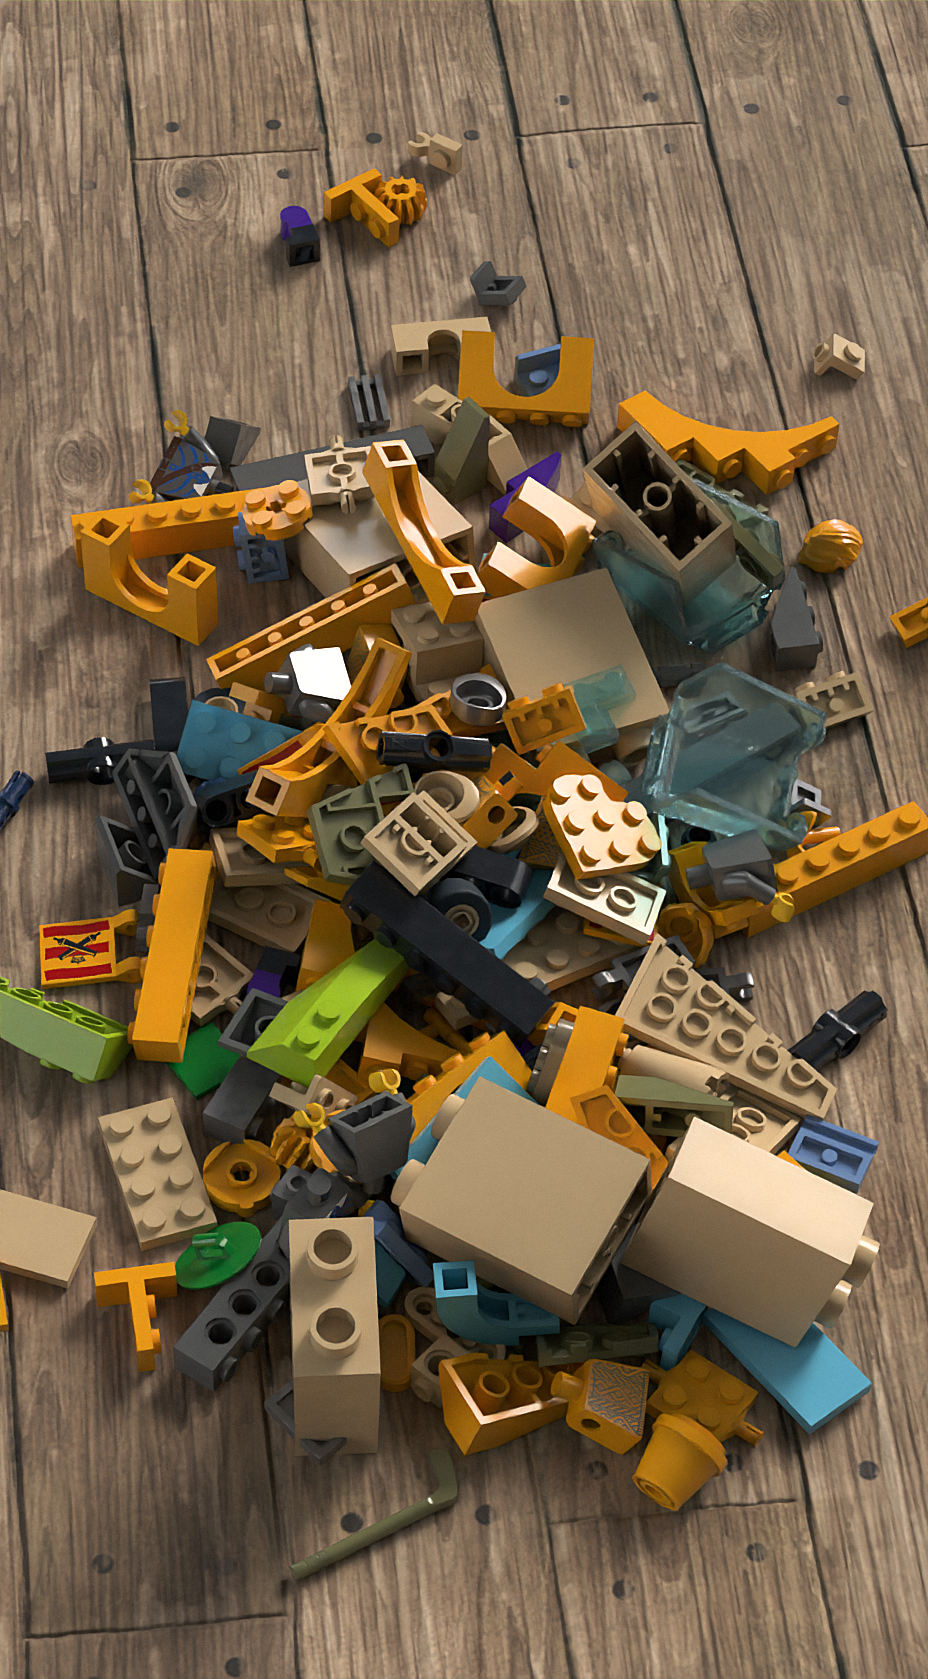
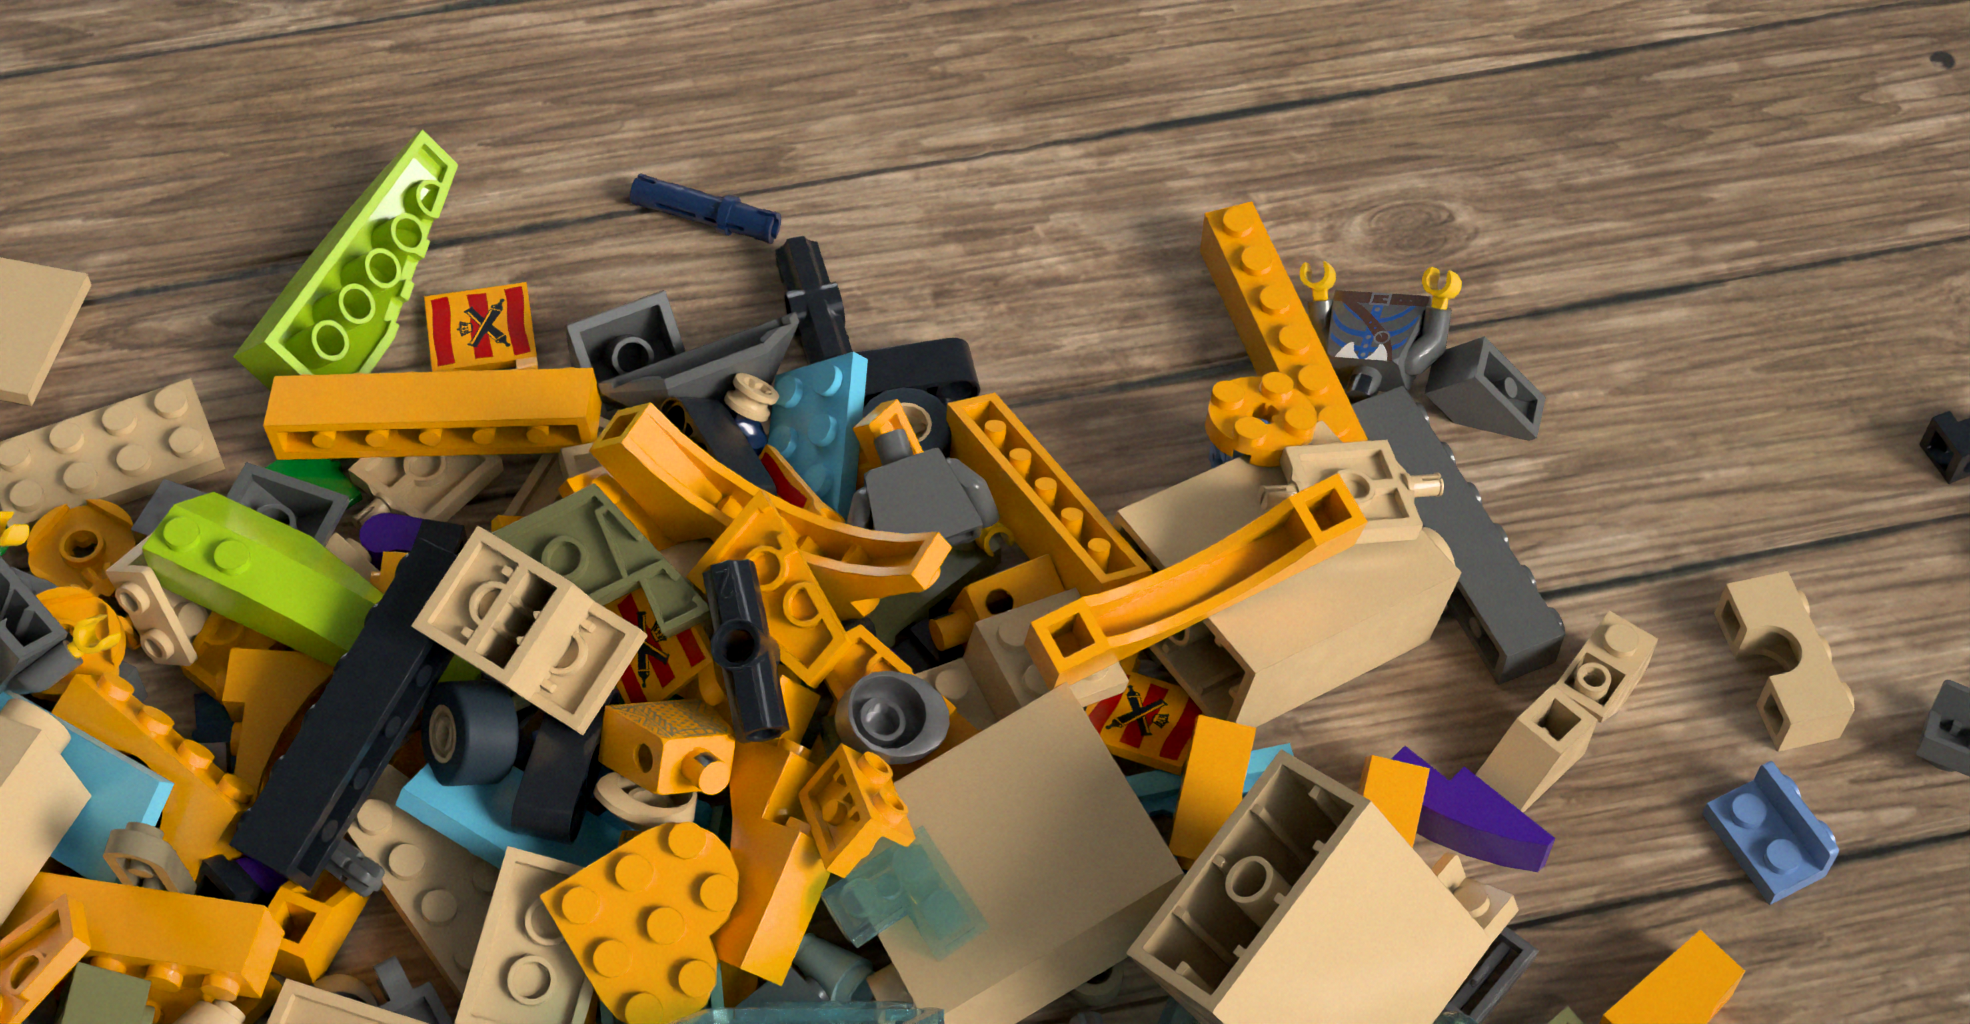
camera: 85 degrees right, 5 degrees up
(111, 572) = (1115, 338): light orange arch -> none
(199, 773) = (751, 397): none -> tan bush
(366, 385) = (1626, 567): flat silver tile -> none
(452, 792) = (666, 681): tan hat -> none
(464, 454) = (1495, 693): olive slope -> none
(562, 403) = (1677, 722): light orange arch -> none

